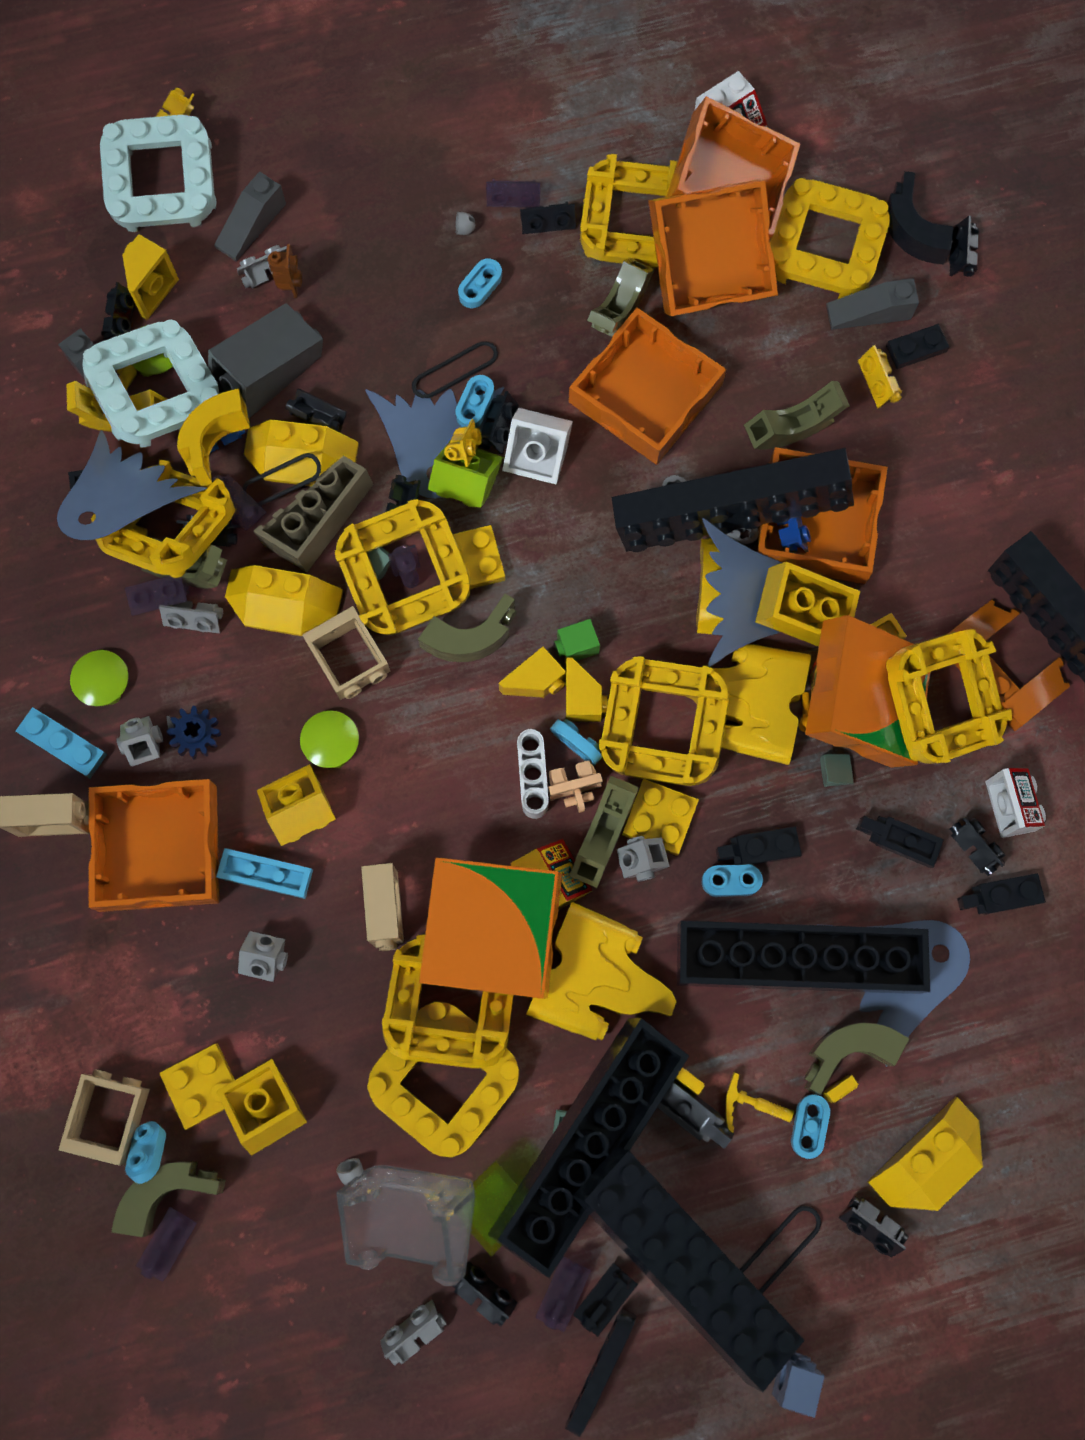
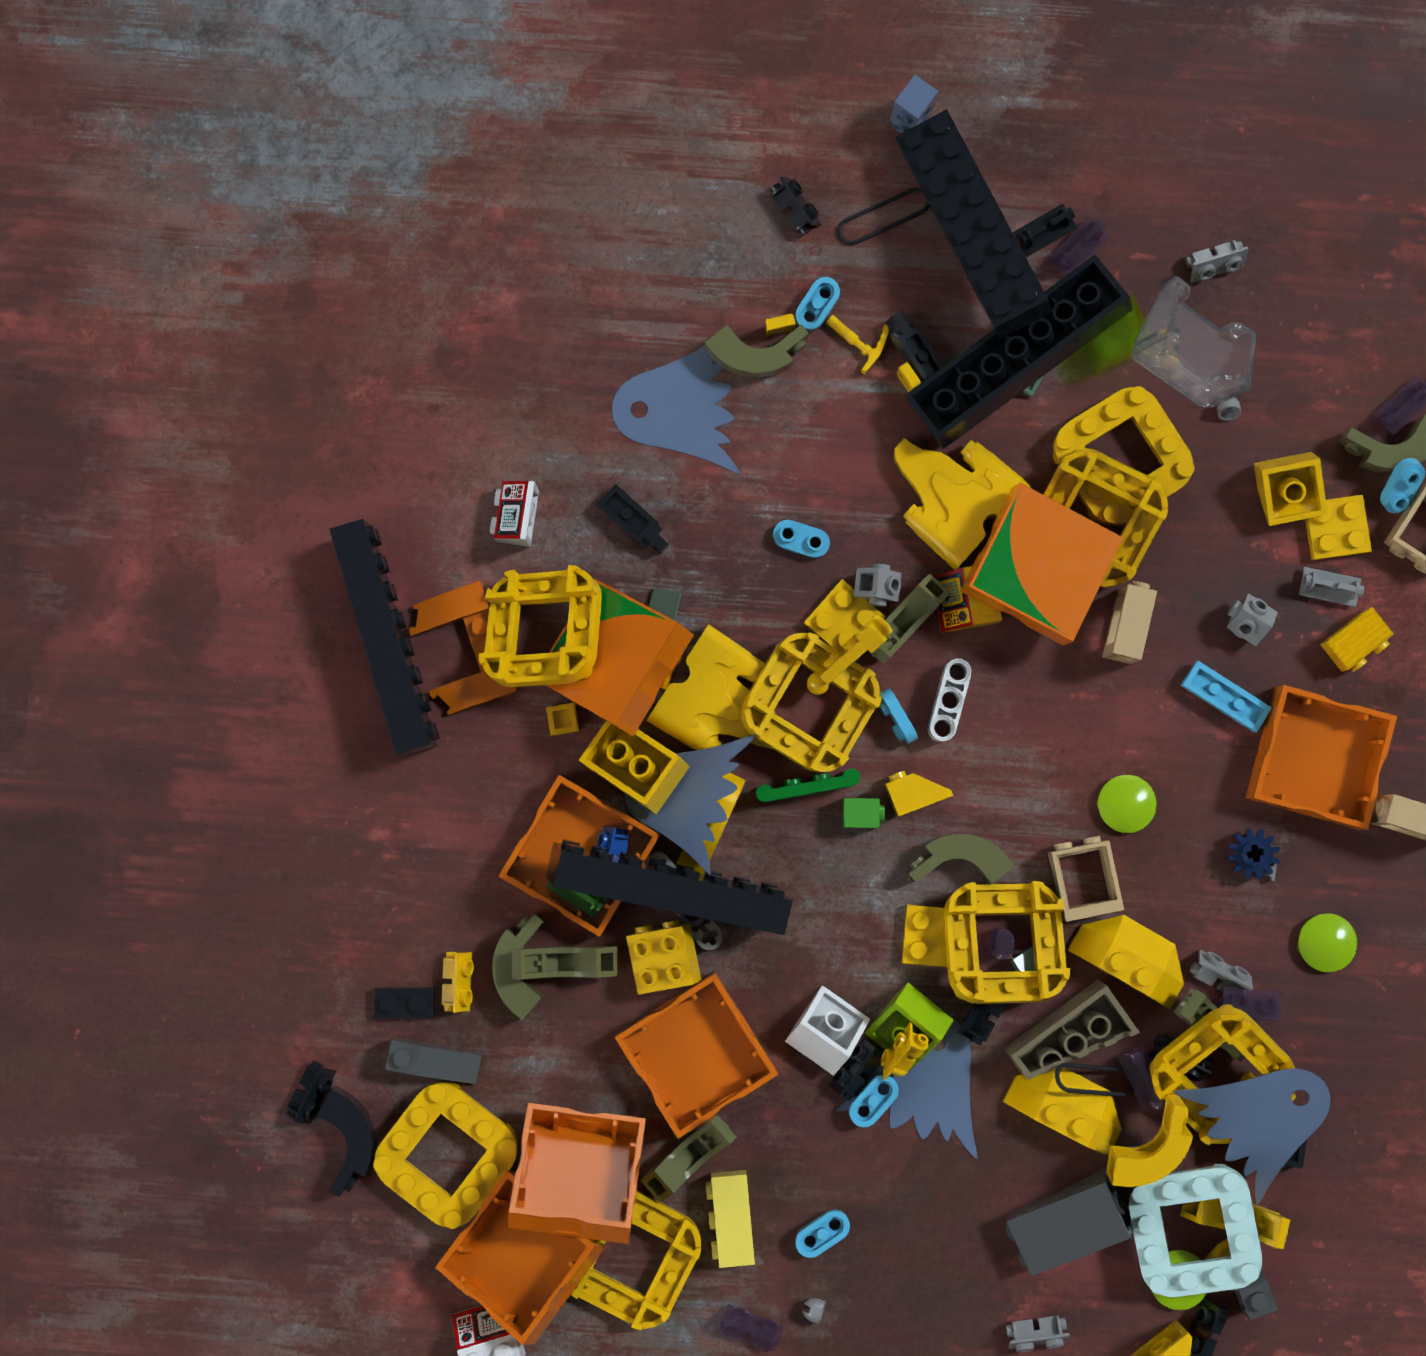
camera: 160 degrees left, 10 degrees up
(61, 742) = (1380, 891): medium azure plate -> none
(139, 740) = (1307, 861): light grey brick -> none
(149, 975) = (1357, 639): none -> yellow brick
(191, 1021) = (1330, 587): none -> light grey hinge
(285, 270) = (1019, 1313): dark orange hinge -> none
(295, 805) = (1179, 750): yellow slope -> none
(316, 411) = (1030, 1140): black hinge -> none
(483, 343) = (883, 1159): black piece -> none
(496, 1301) = (1138, 260): black hinge -> none
(548, 219) = (738, 1287): black hinge -> none
(563, 268) = (730, 1219): none -> light yellow brick
(583, 695) = (875, 759): yellow slope -> none
(586, 781) = (927, 678): light nougat hips -> none
(600, 1372) = (1070, 175): black beam -> none
(638, 784) = (869, 638): none -> yellow plate
(646, 642) = (820, 783): none -> green plate
(708, 448) = (663, 957): none -> yellow brick
(761, 847) = (762, 559): black hinge -> none
(803, 957) = (769, 445): black brick -> none
(849, 420) = (516, 994): none -> olive arch
(933, 1161) = (722, 239): yellow wedge -> none
(986, 854) = (560, 477): black hinge -> none
(1004, 895) = (561, 438): black hinge -> none

